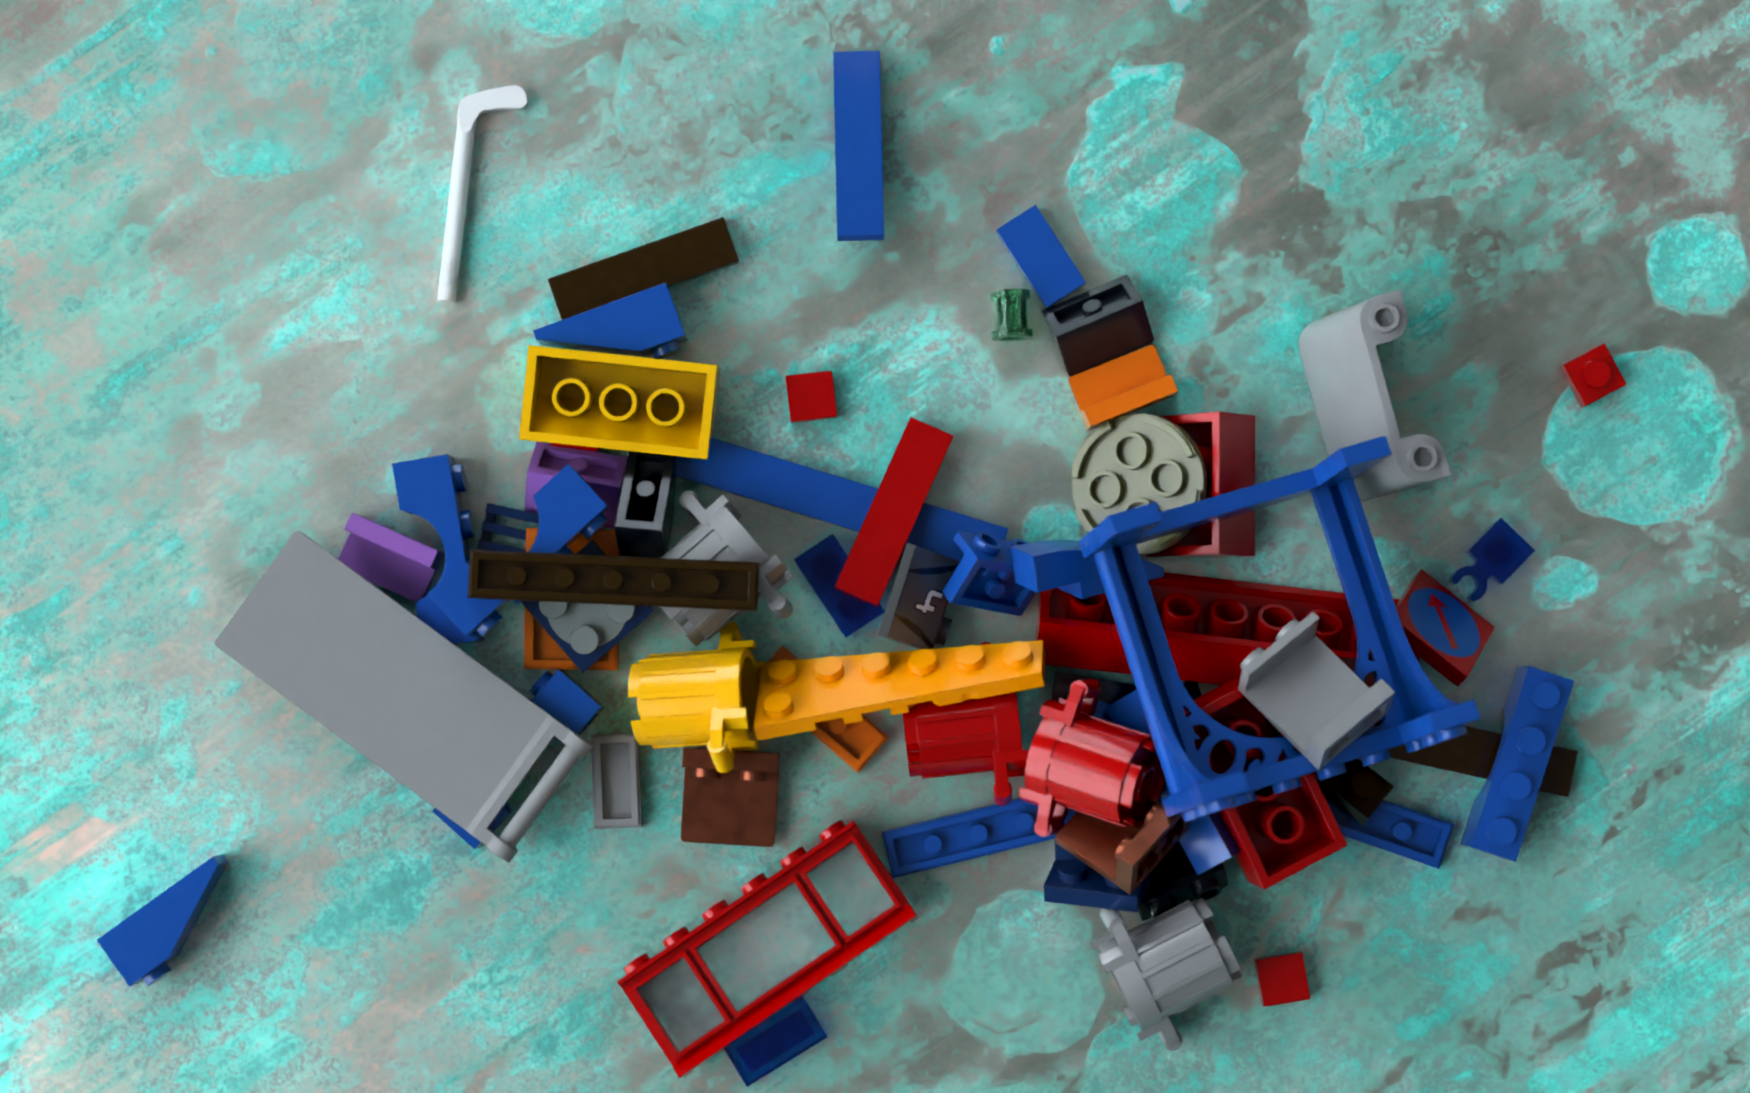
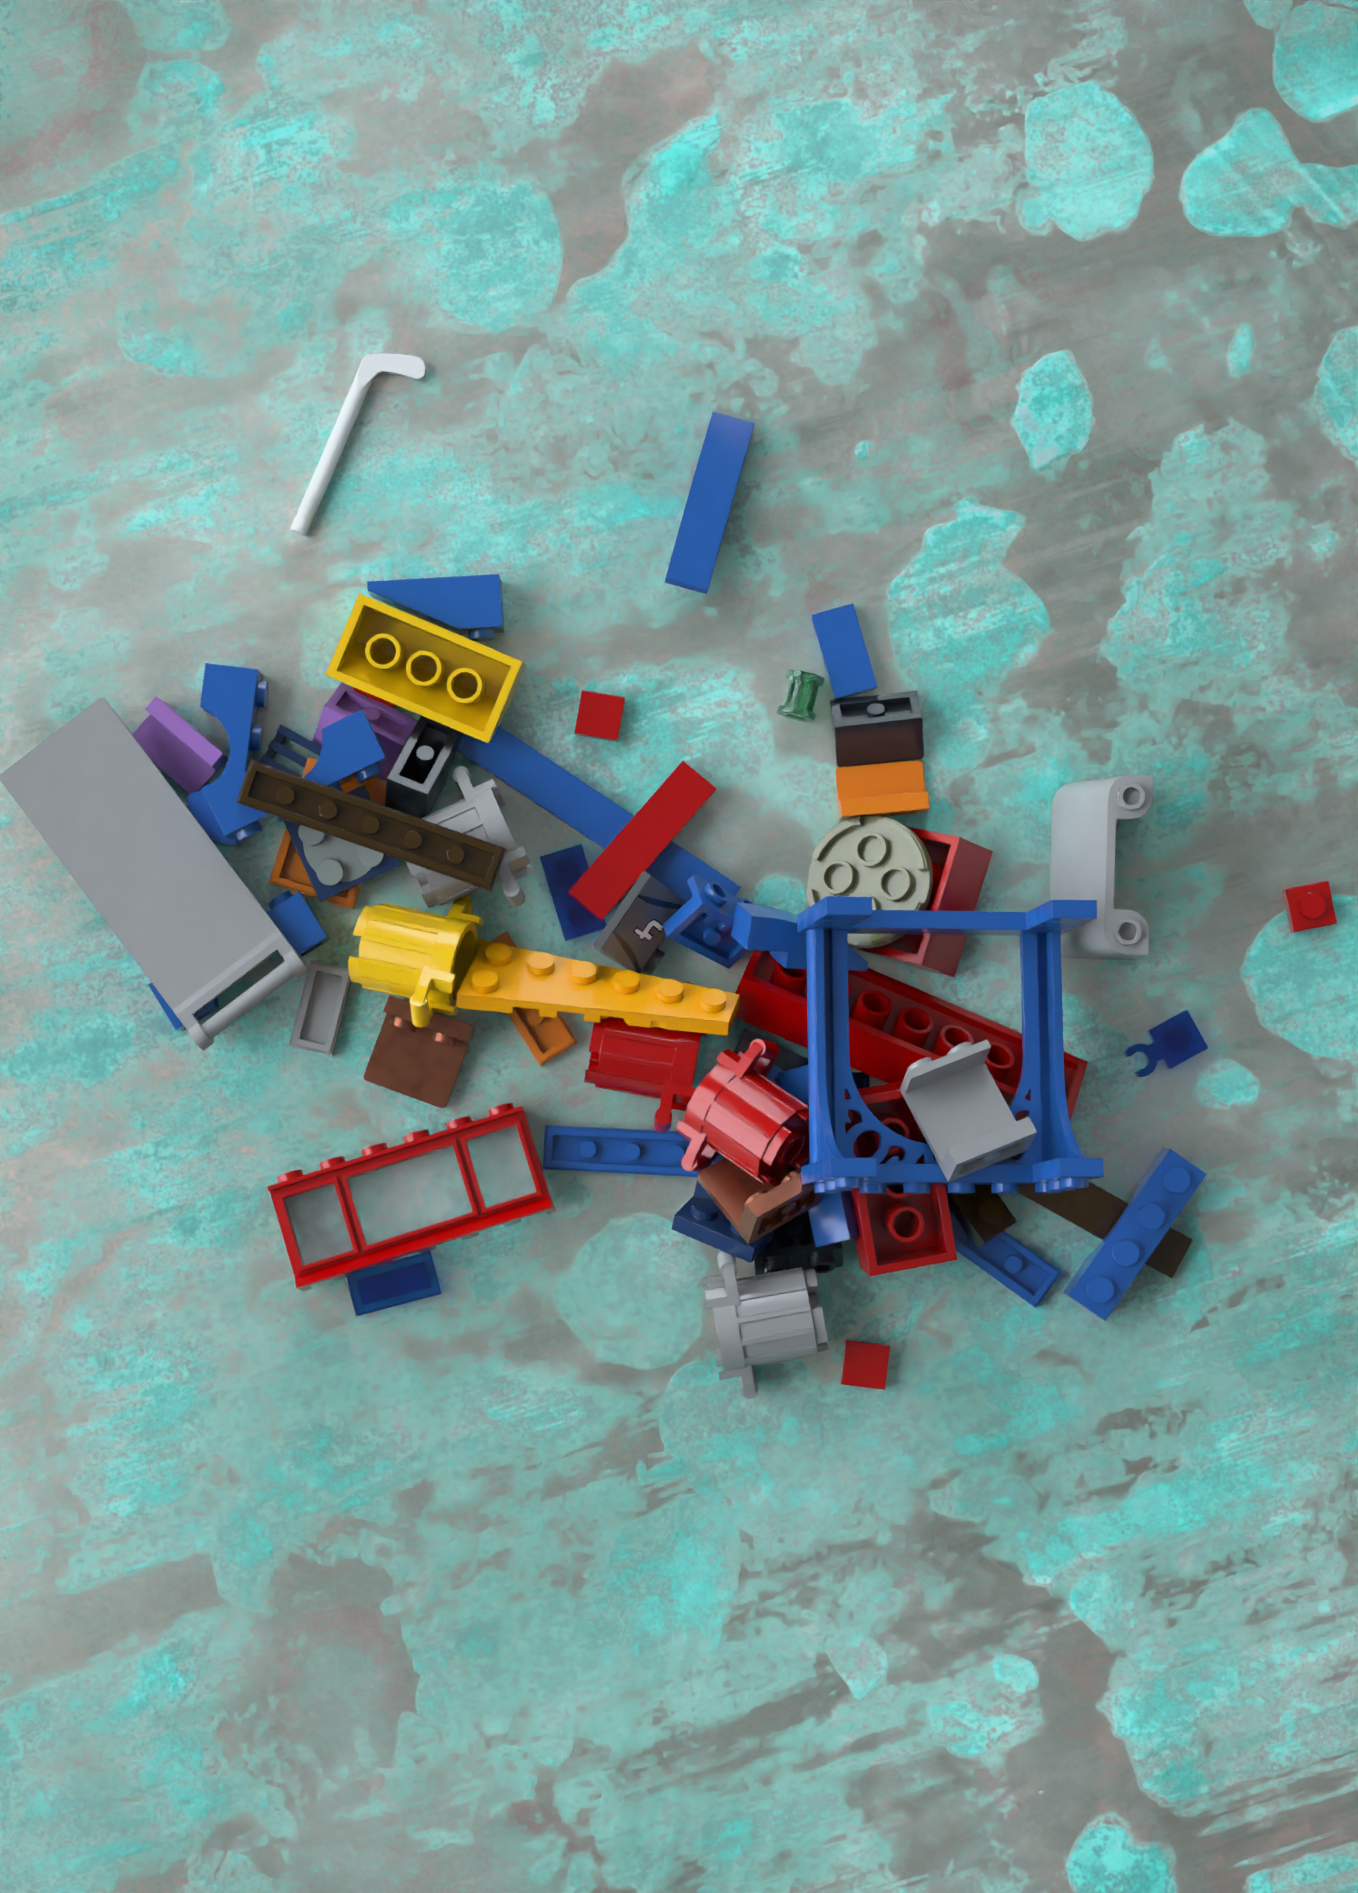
camera: 15 degrees right, 0 degrees up
(659, 262) = (502, 554): dark brown tile -> none
(1442, 627) = (1102, 1091): tile -> none

